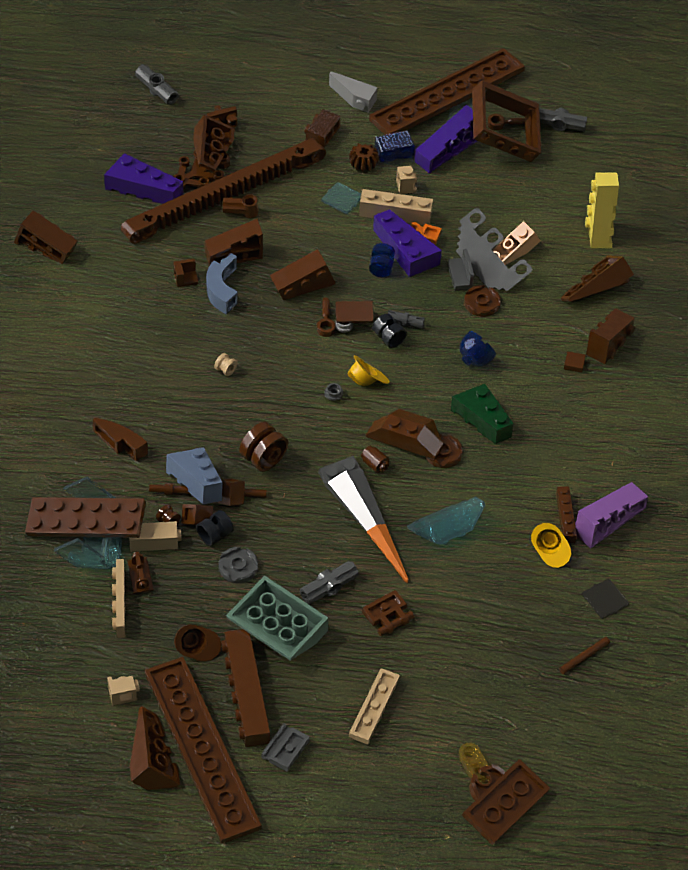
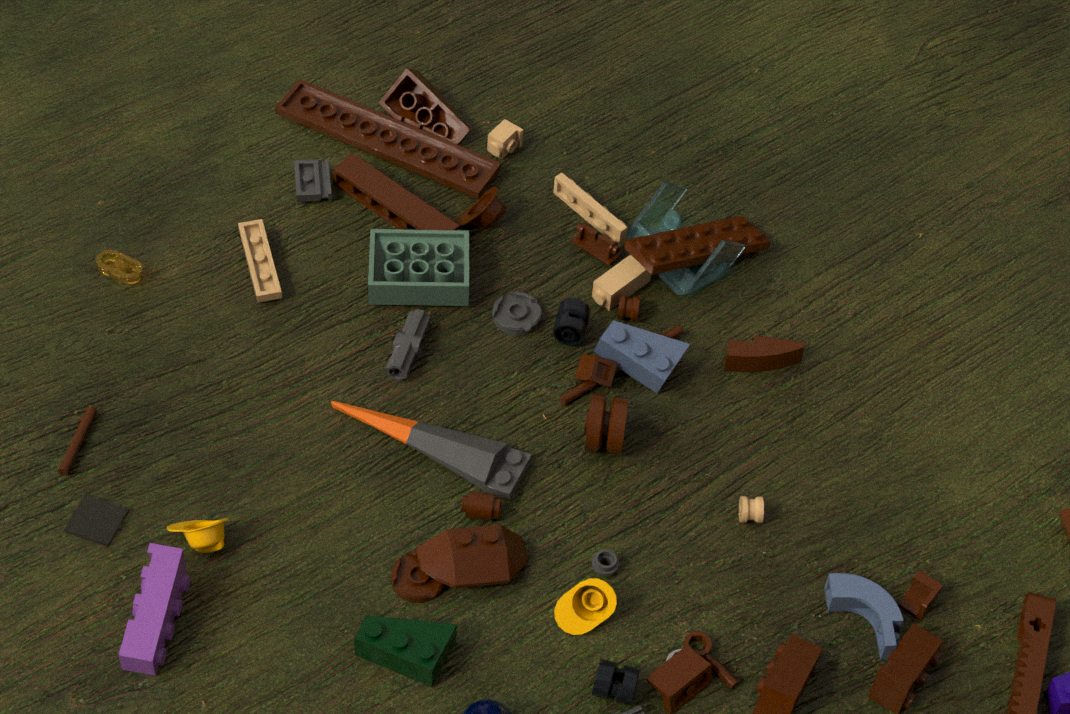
camera: 140 degrees right, 0 degrees up
(194, 514) = (598, 324): reddish brown panel -> none
(386, 607) = (328, 355): reddish brown plate -> none
(449, 522) = (343, 475): clear light blue wedge -> none
(502, 799) = (64, 247): reddish brown plate -> none
(566, 513) = (213, 589): reddish brown piece -> none

